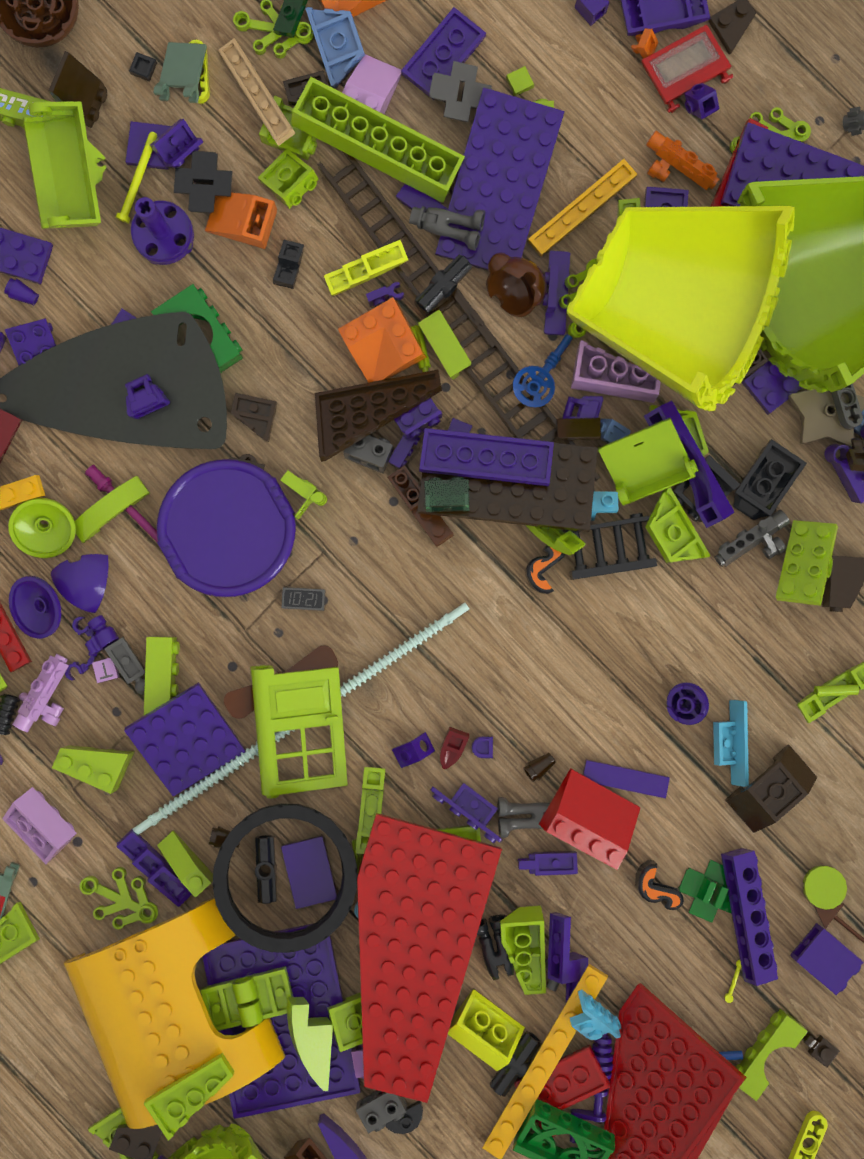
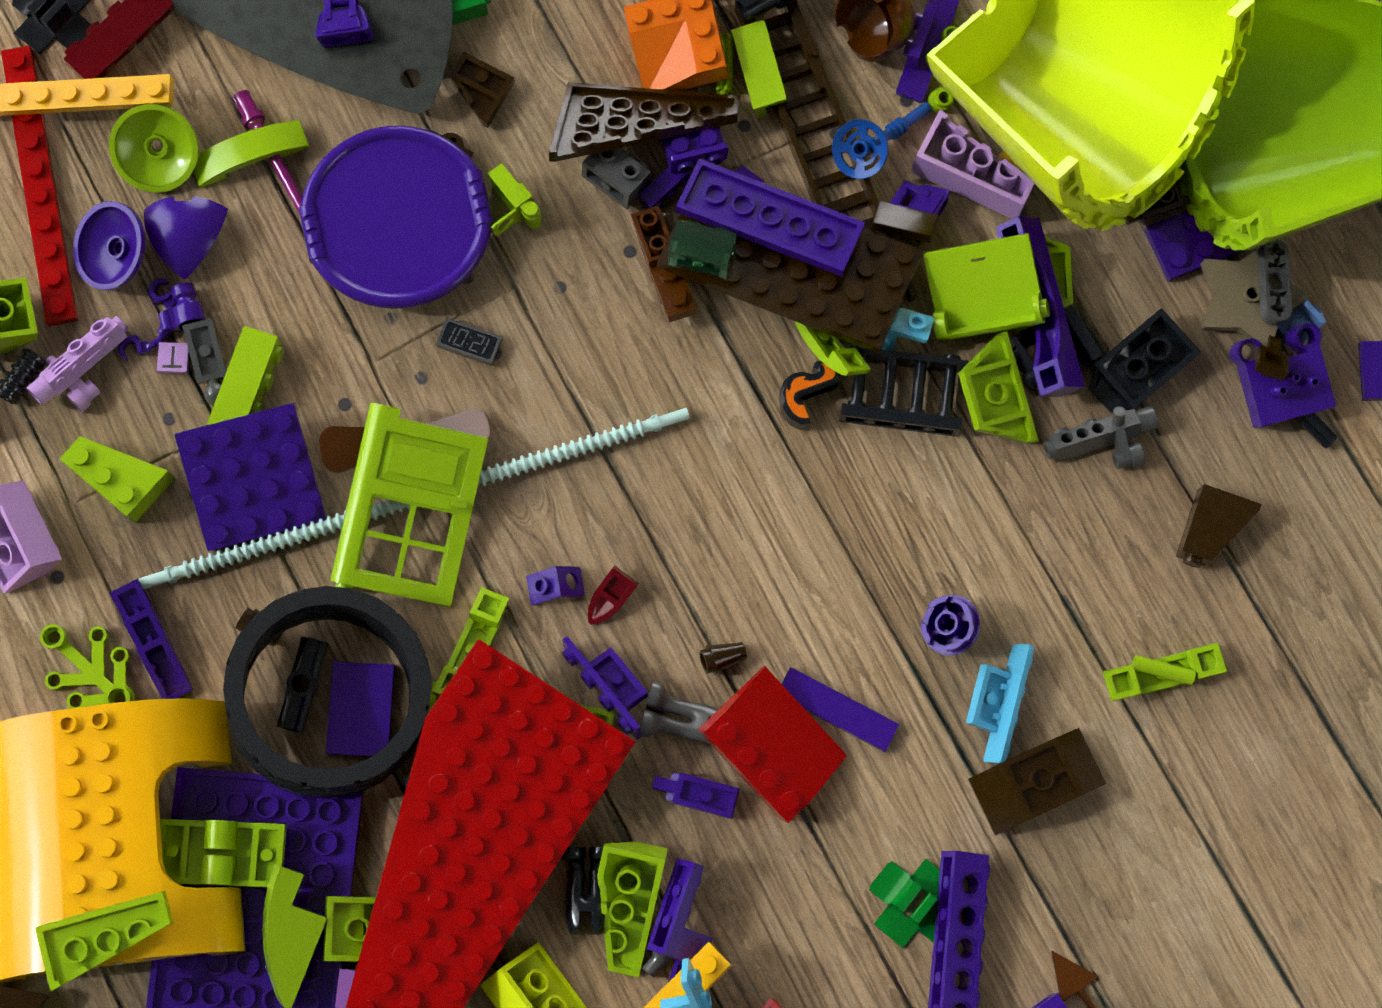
camera: 15 degrees right, 10 degrees down
(185, 864) = (195, 647): lime slope -> none
(483, 747) = (652, 609): dark purple tile -> none
(612, 430) = (947, 236): medium blue bracket -> none
(655, 892) = (833, 876): black animal -> none
(807, 562) = (1166, 482): lime plate -> none
(824, 887) = (1076, 942): lime tile -> none

